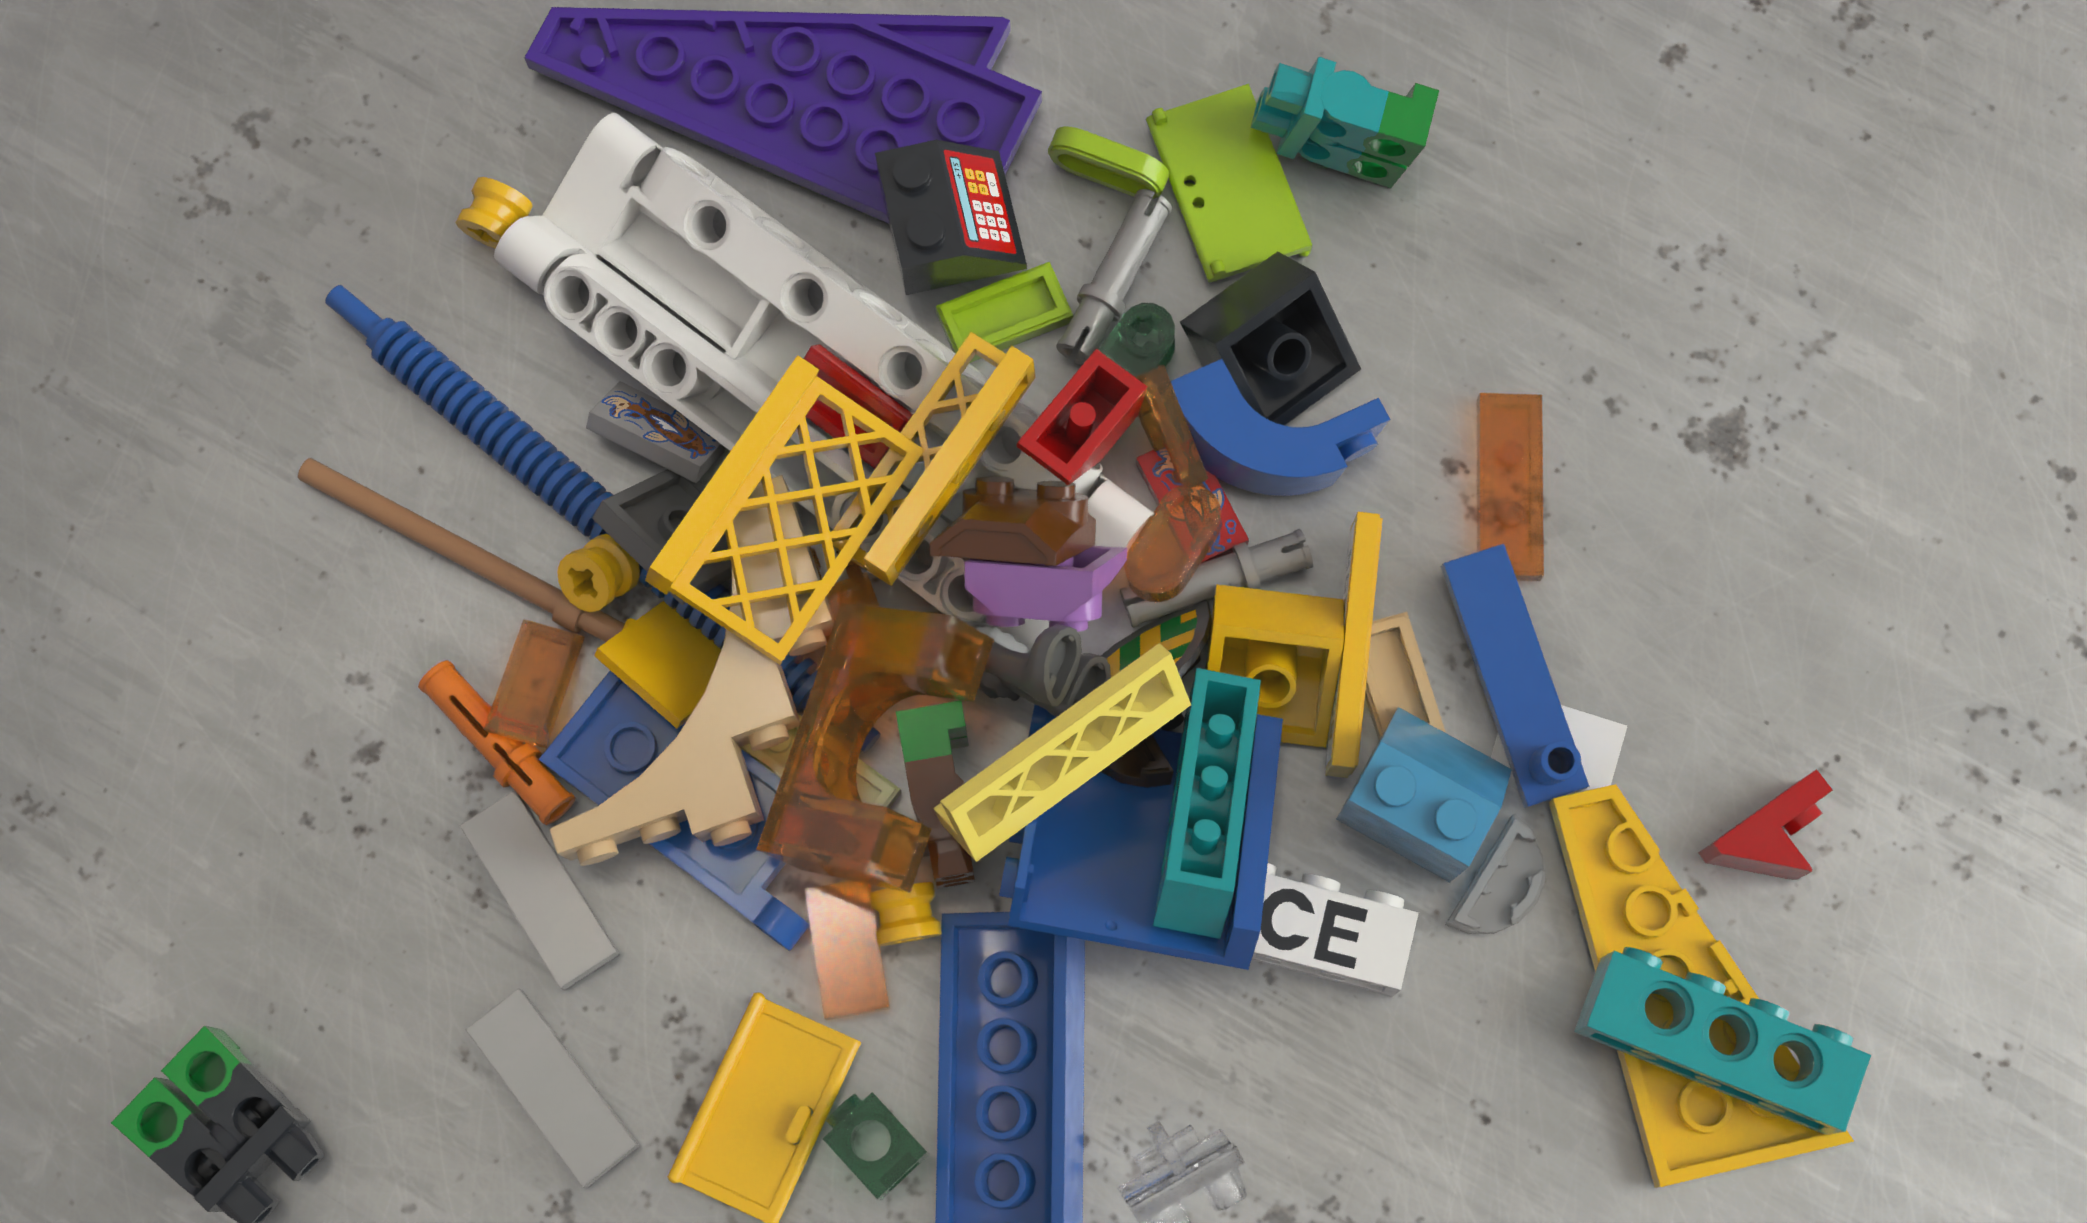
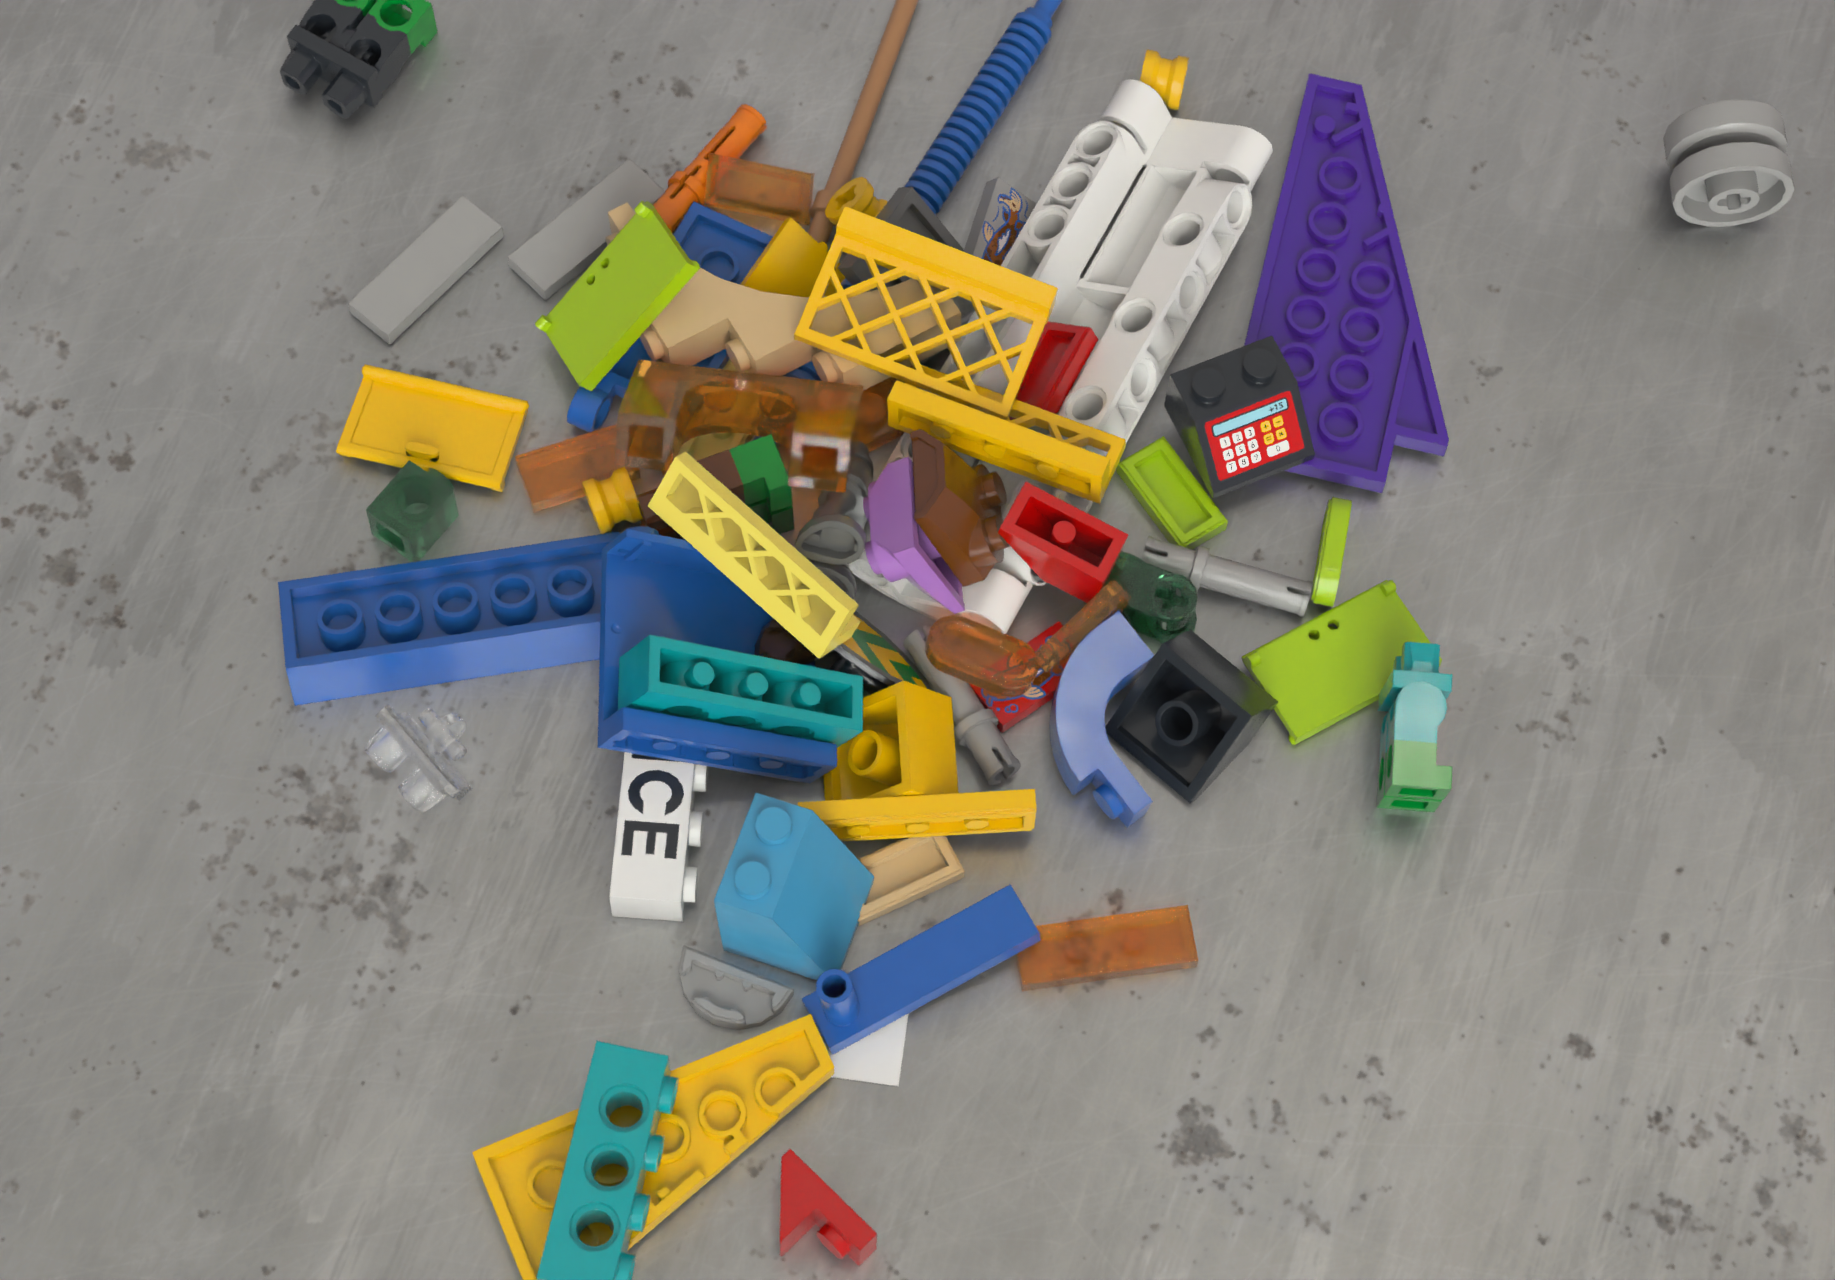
camera: 75 degrees right, 10 degrees down
(666, 836) = (618, 296): none -> lime door

